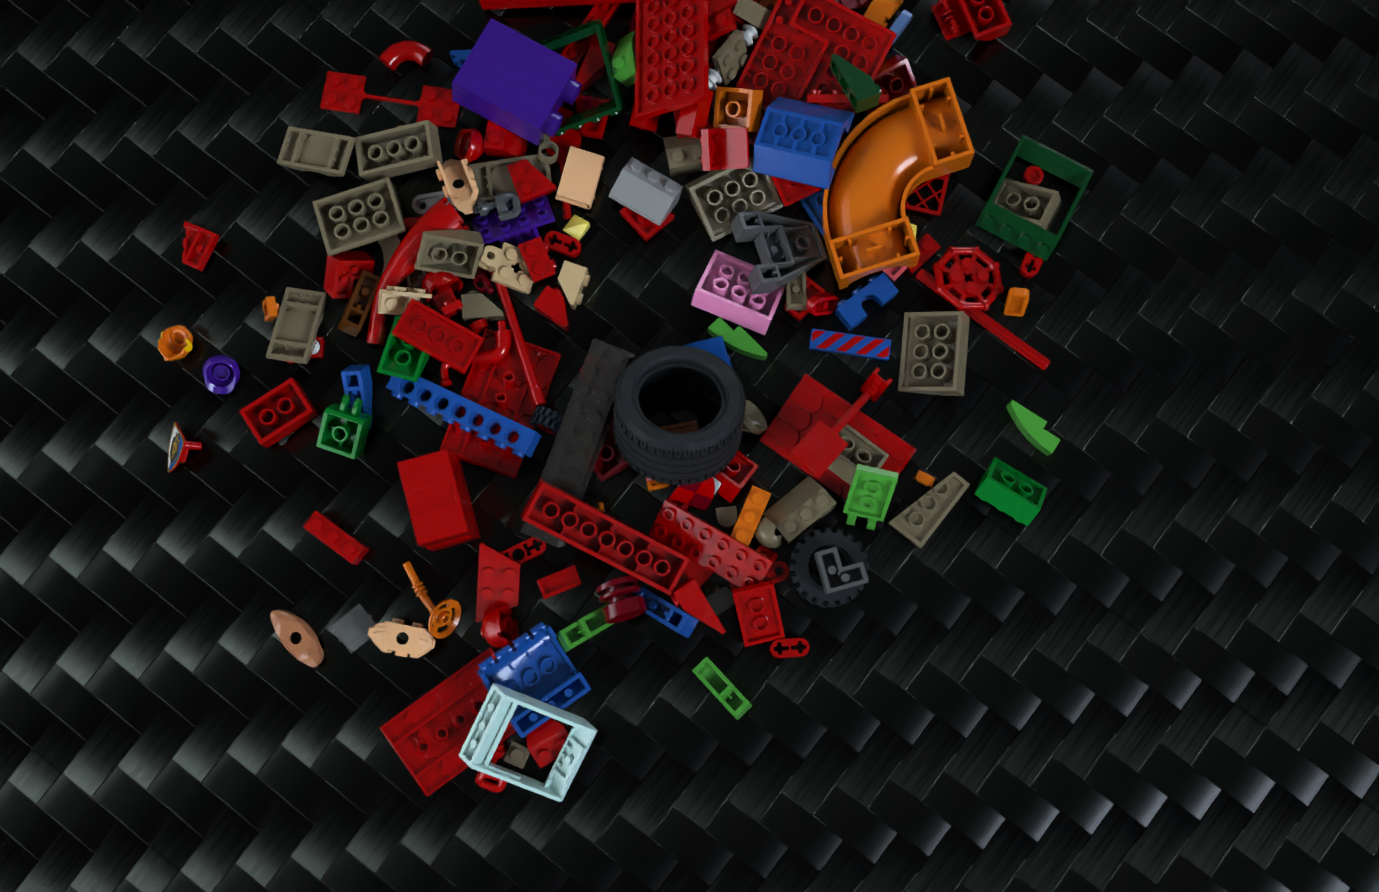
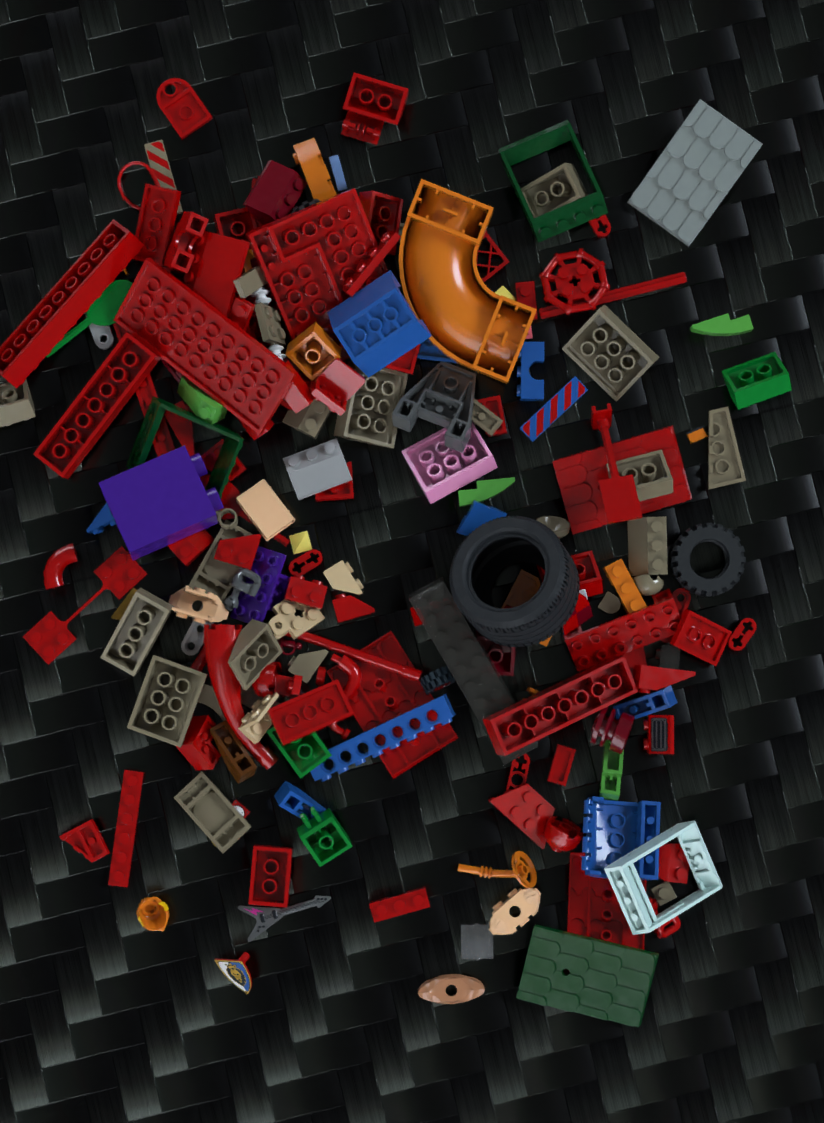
camera: 50 degrees left, 5 degrees up
(221, 374) = (205, 897): dark purple hat -> none
(232, 269) = (126, 828): none -> red plate
(244, 438) = (269, 915): none -> dark grey piece
(270, 309) = (182, 822): orange plate -> none
(316, 151) = (85, 694): dark tan slope -> none
(393, 744) = (602, 976): none -> dark green piece
(438, 500) = (438, 807): red tile -> none
(469, 144) = (172, 574): red hat -> none
(648, 643) = (659, 734): none -> slope
(722, 688) = (732, 706): bright green slope -> none
(822, 304) = (508, 406): red plate -> none
(836, 577) = (721, 561): dark grey brick -> none
(856, 84) = (370, 251): dark green slope -> none
(869, 495) = (681, 488): bright green tile -> none
(1016, 301) = (621, 260): orange piece -> none
(1033, 175) = (534, 166): red tile -> none
(1140, 302) = (694, 172): none -> light grey piece

